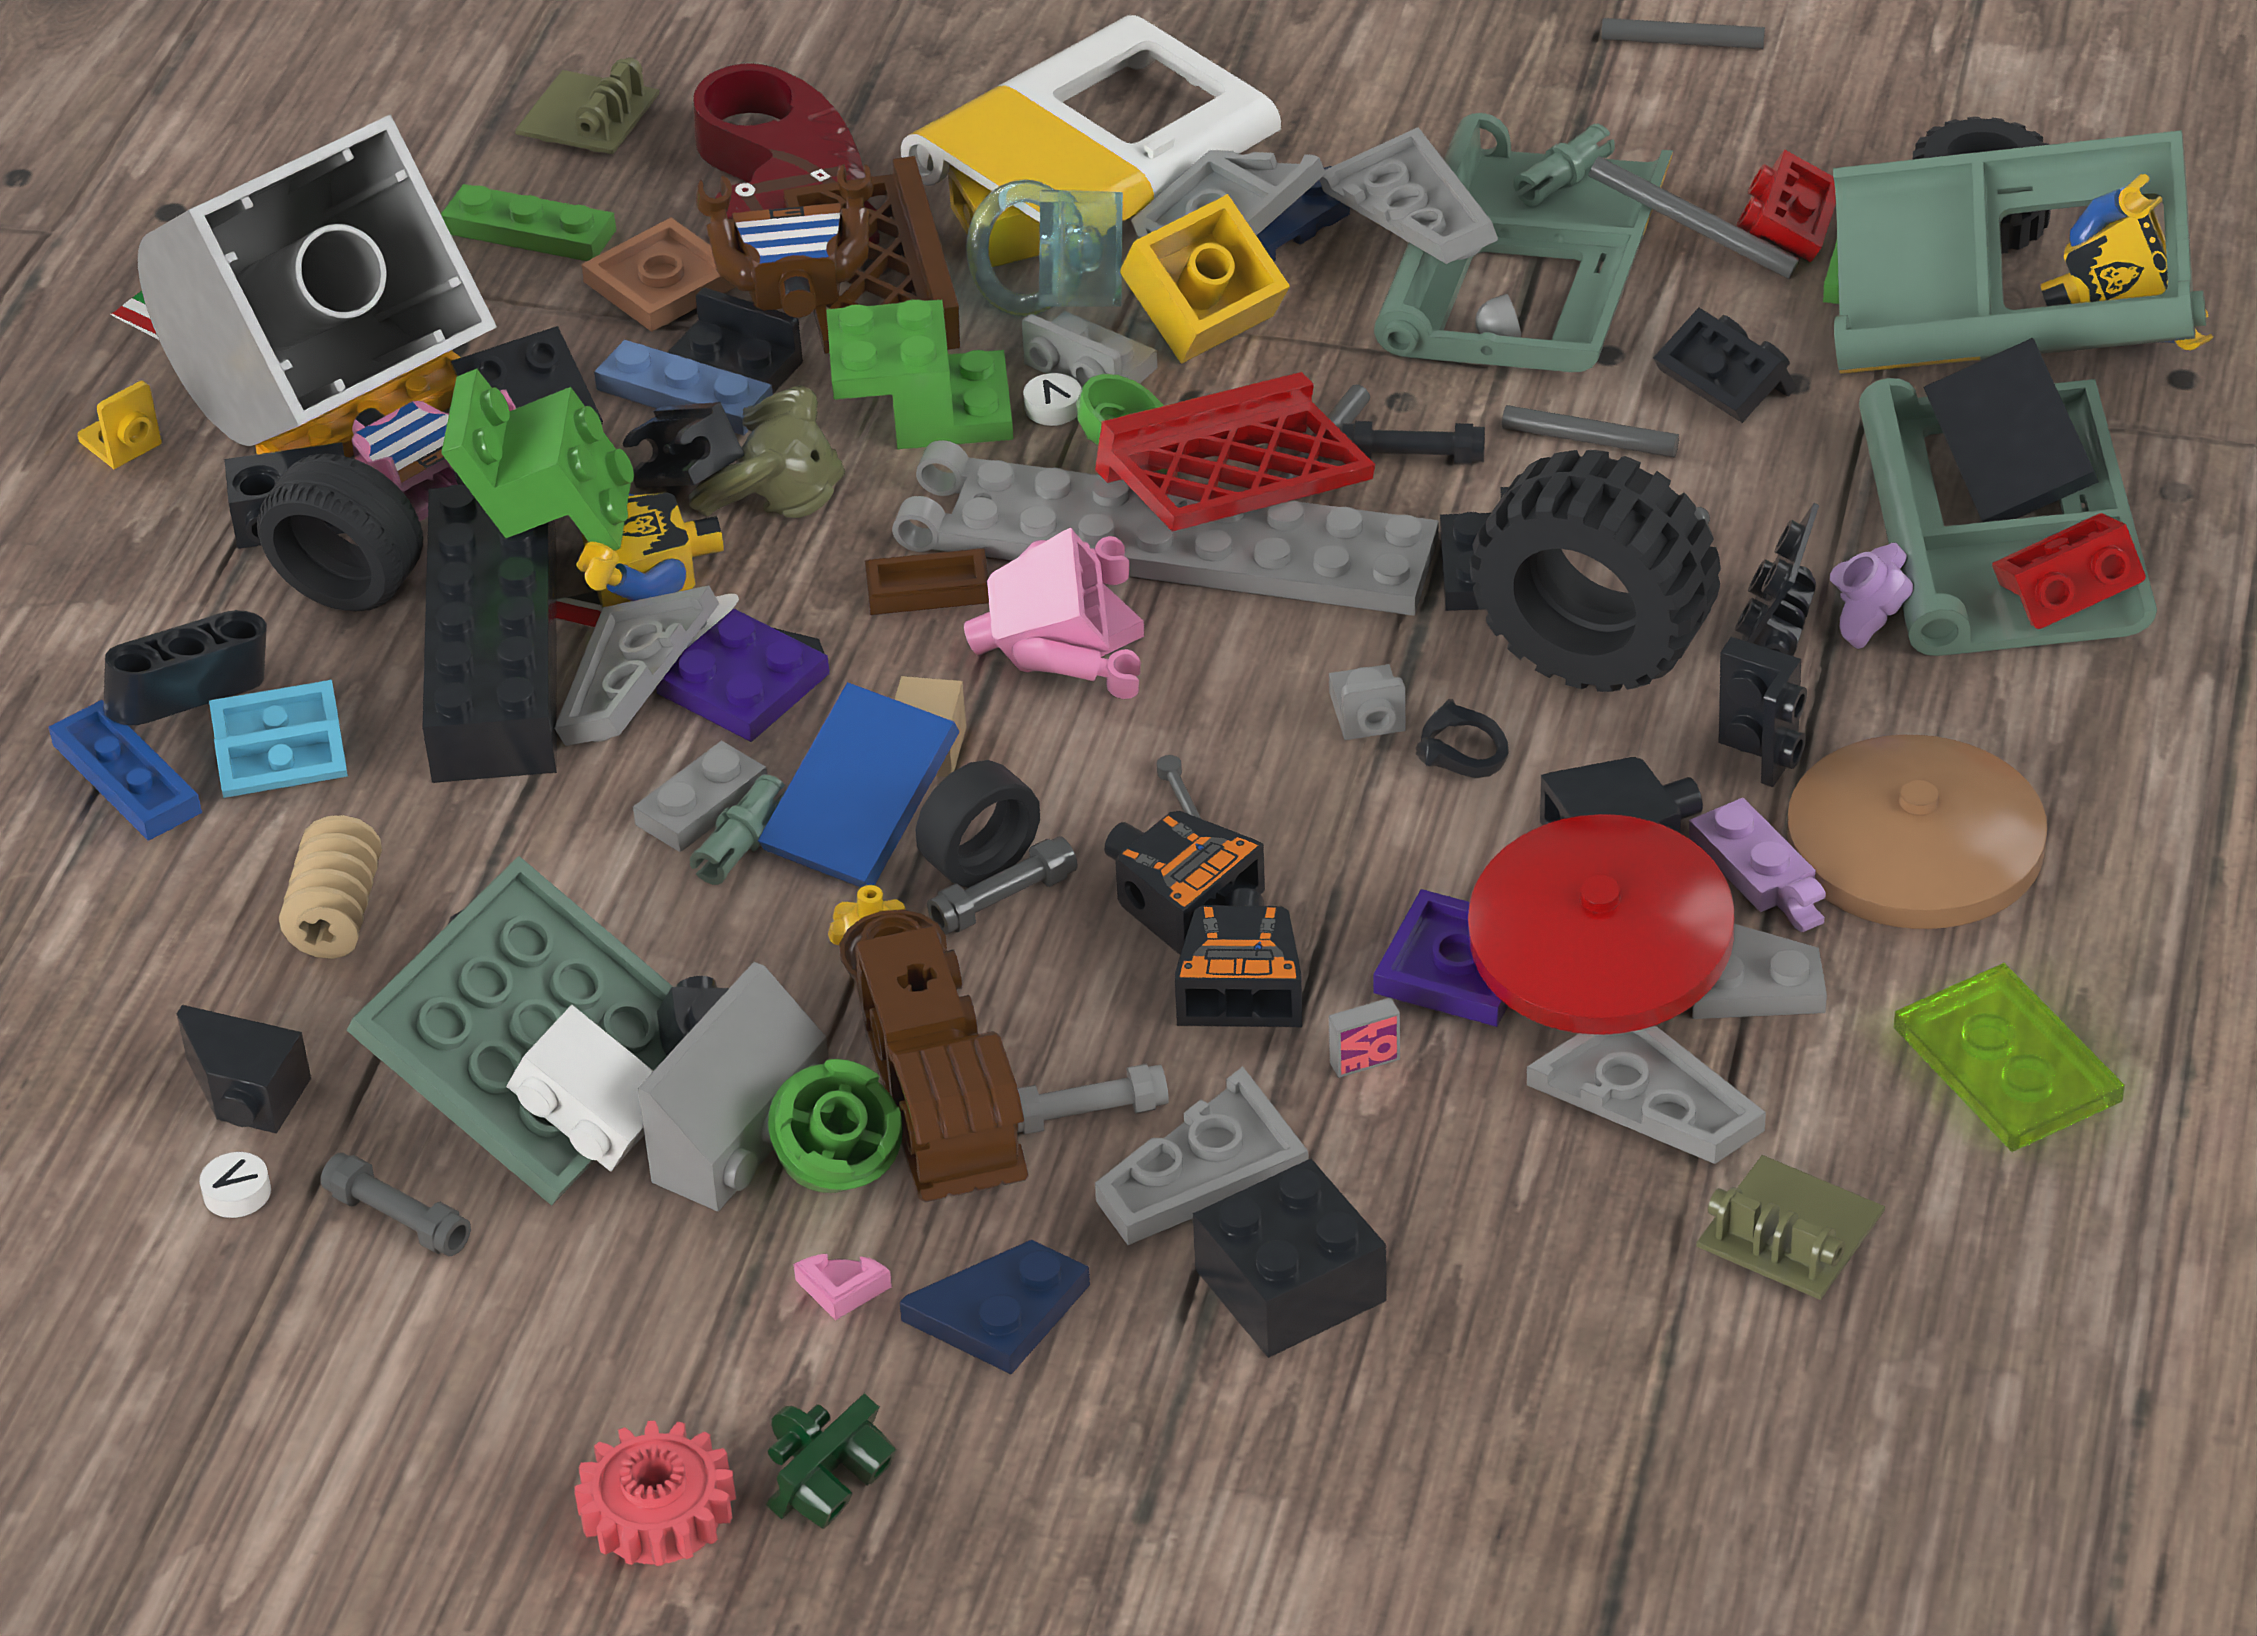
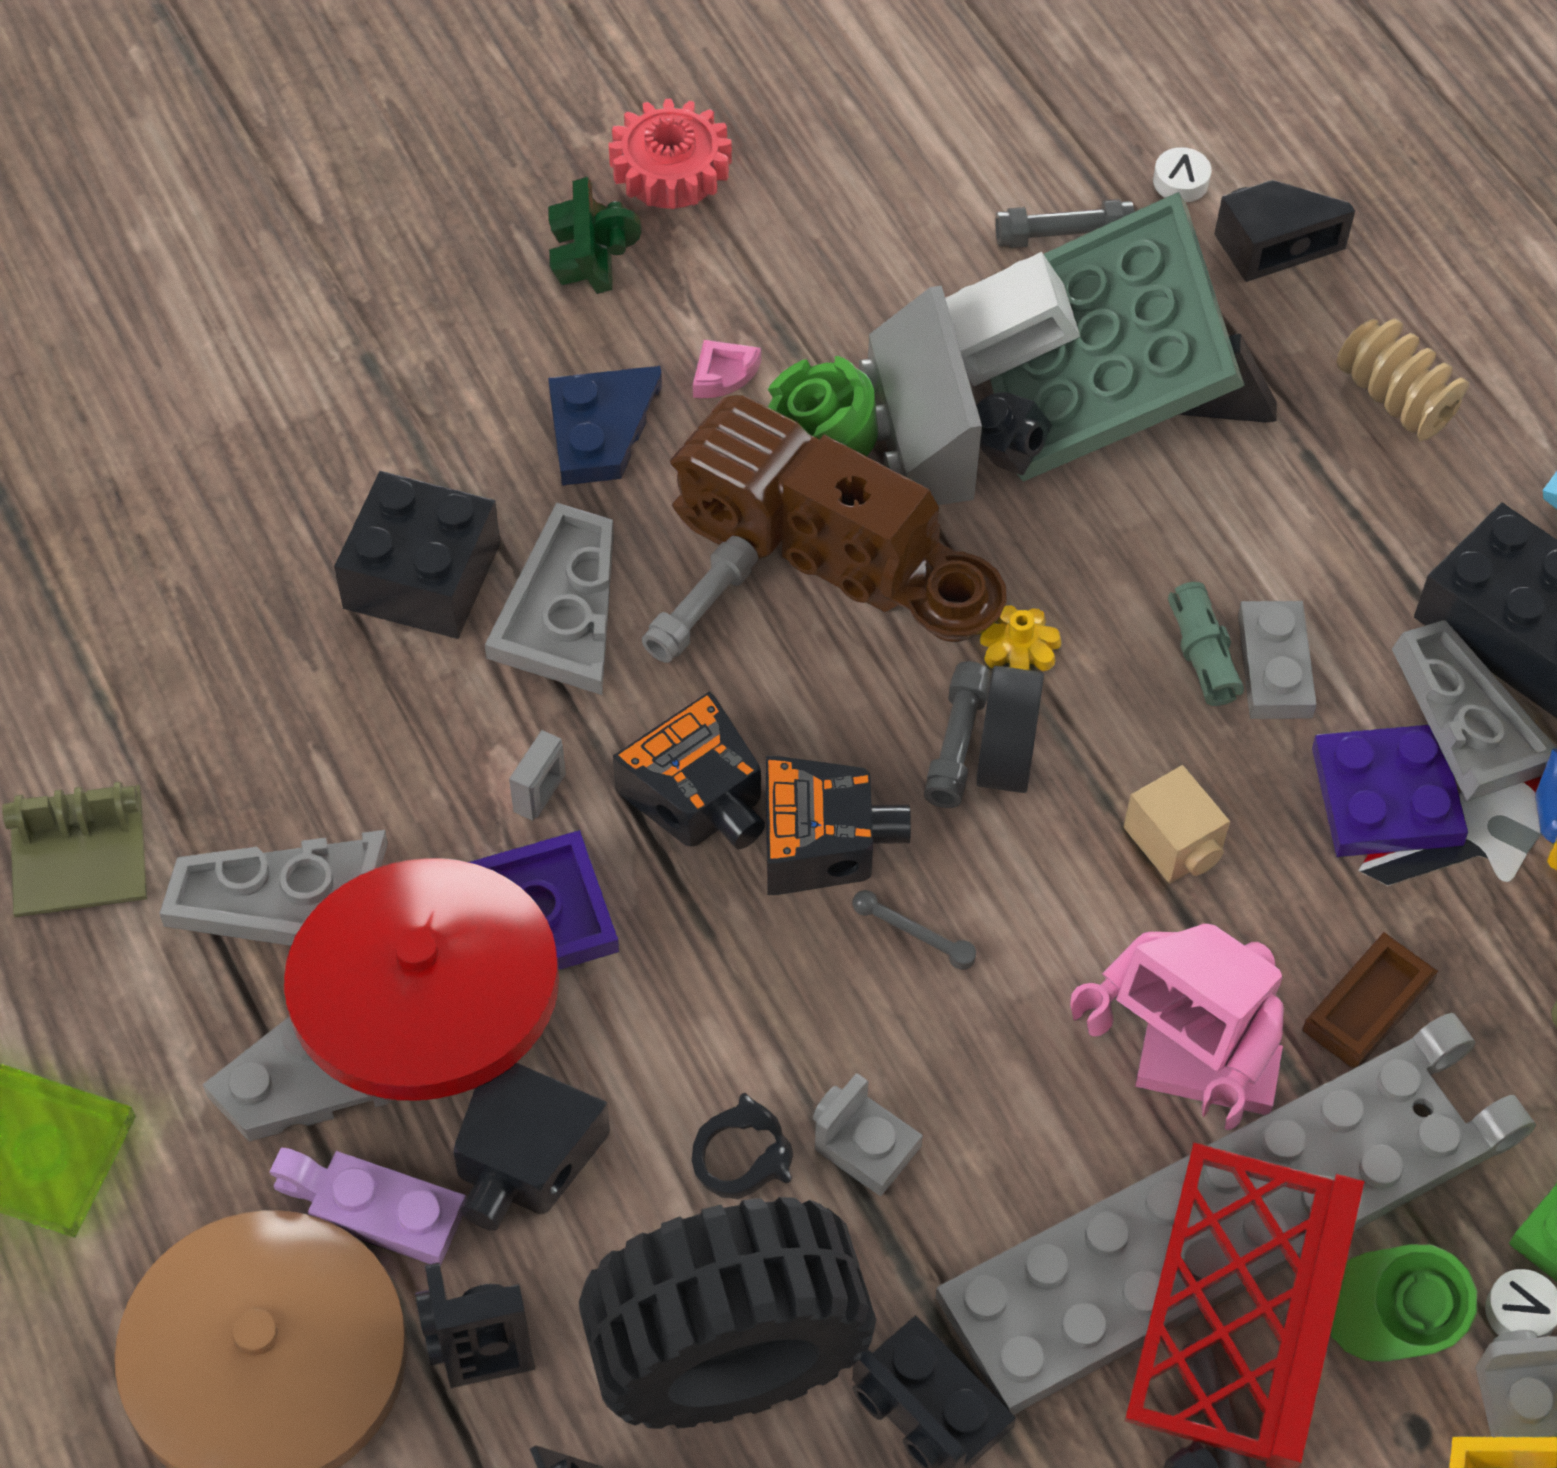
camera: 135 degrees right, 15 degrees up
(859, 786) = (1148, 713): blue tile -> none

